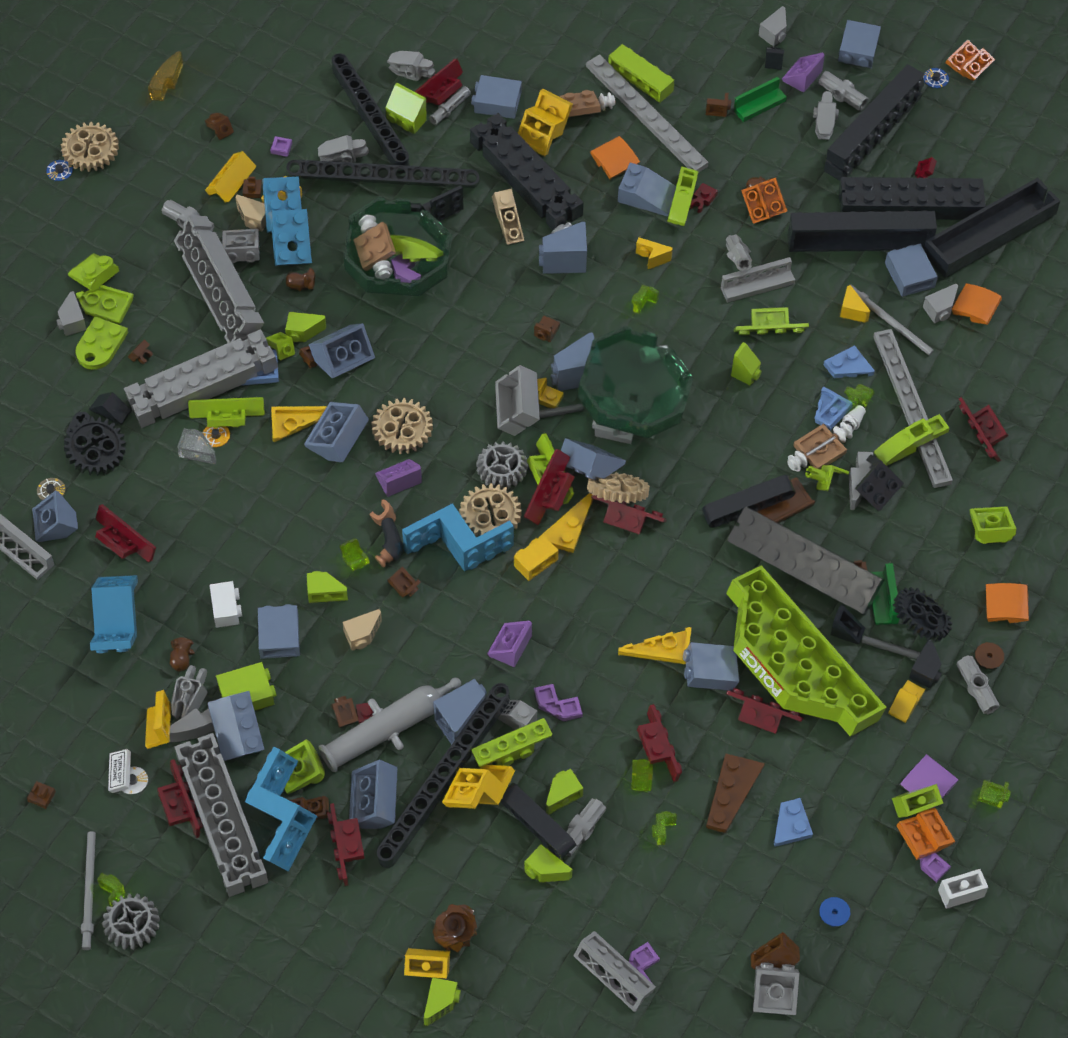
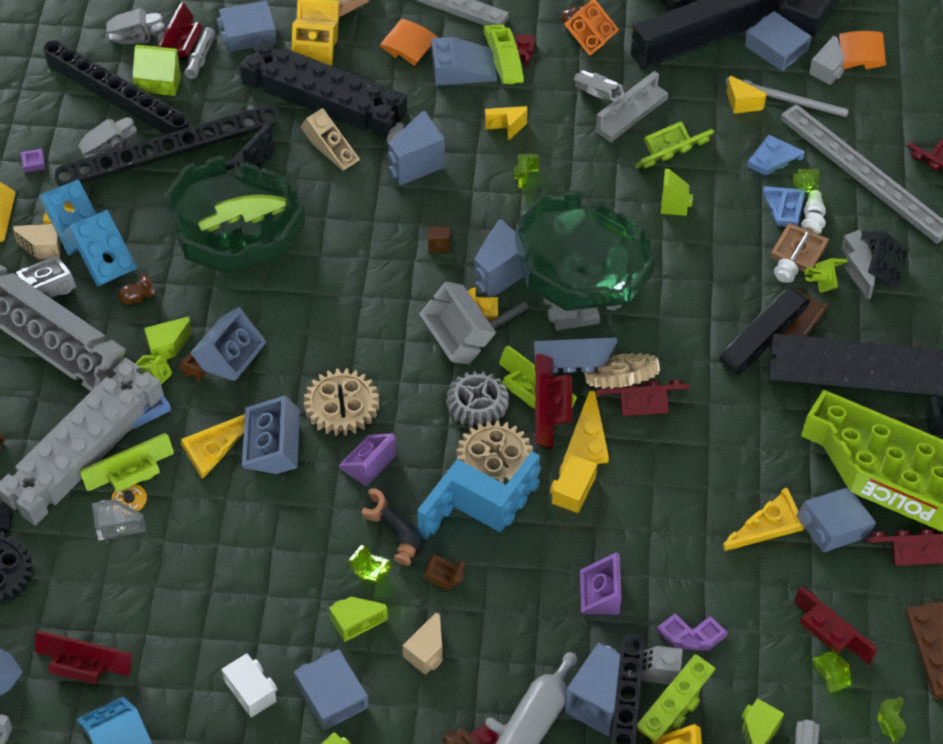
camera: 25 degrees left, 5 degrees down
(252, 188) = (24, 214): reddish brown tile -> none
(375, 247) = (208, 220): medium nougat plate -> none
(402, 269) = (248, 232): medium lavender tile -> none
(910, 438) = (889, 199): lime slope -> none

